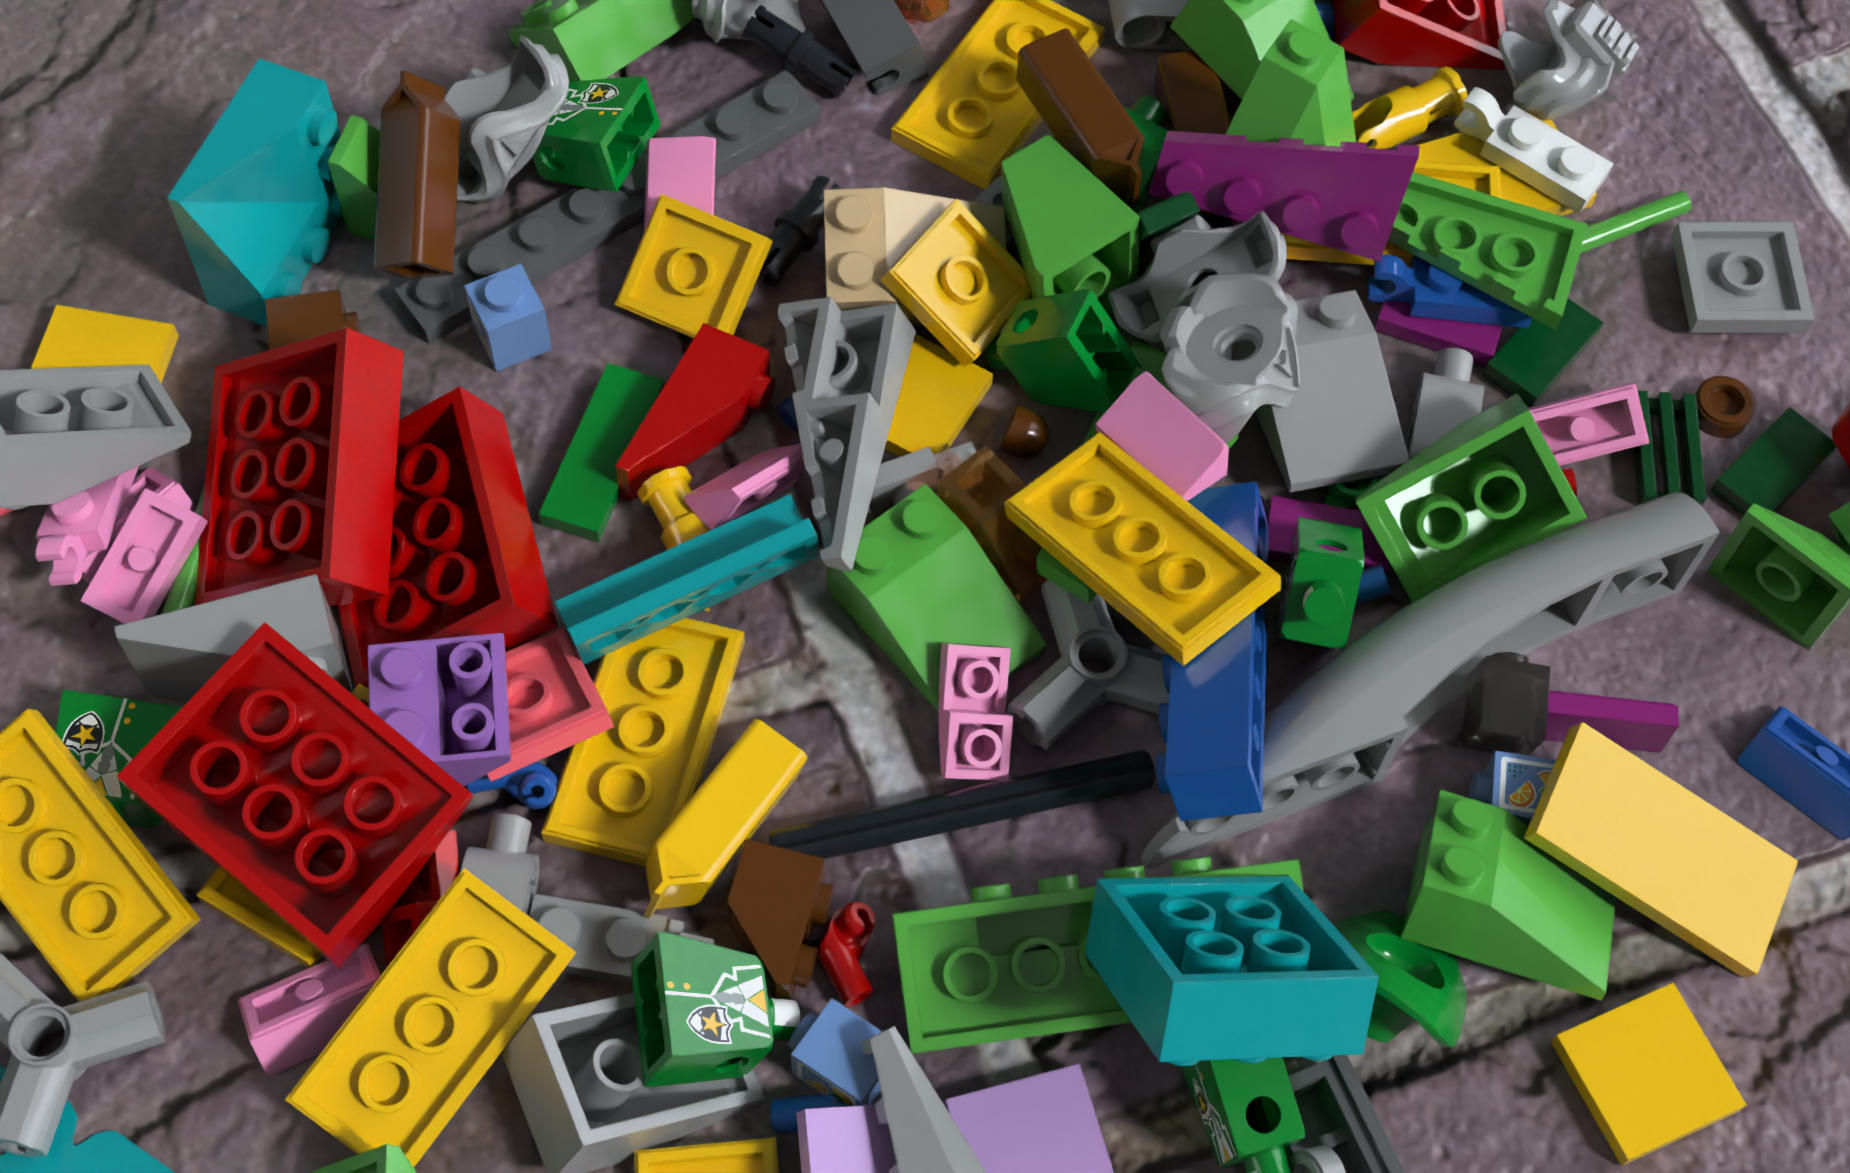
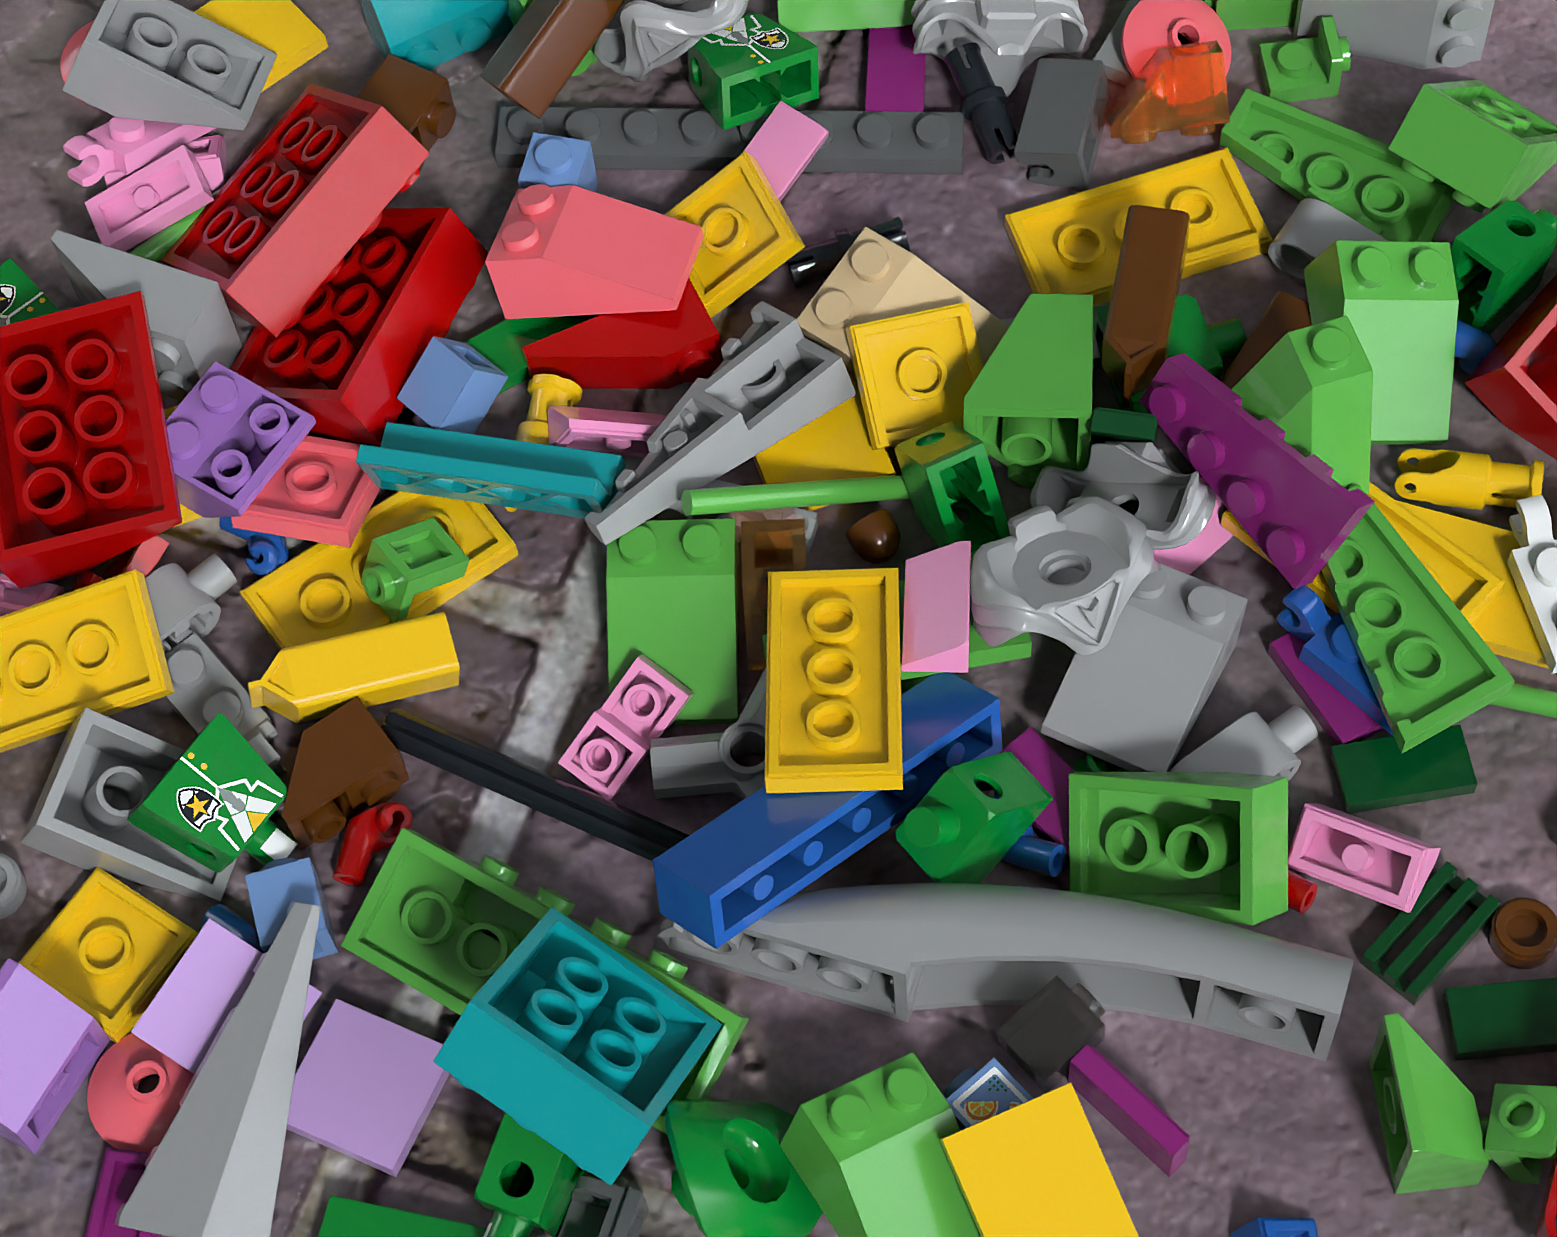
camera: 50 degrees right, 0 degrees up
(579, 540) = (451, 387): none -> medium blue brick
(606, 356) = (588, 255): none -> coral slope
(685, 706) = (409, 564): none -> bright green bracket
(699, 69) = (893, 71): none -> magenta tile
(950, 436) = (793, 494): none -> bright green bar

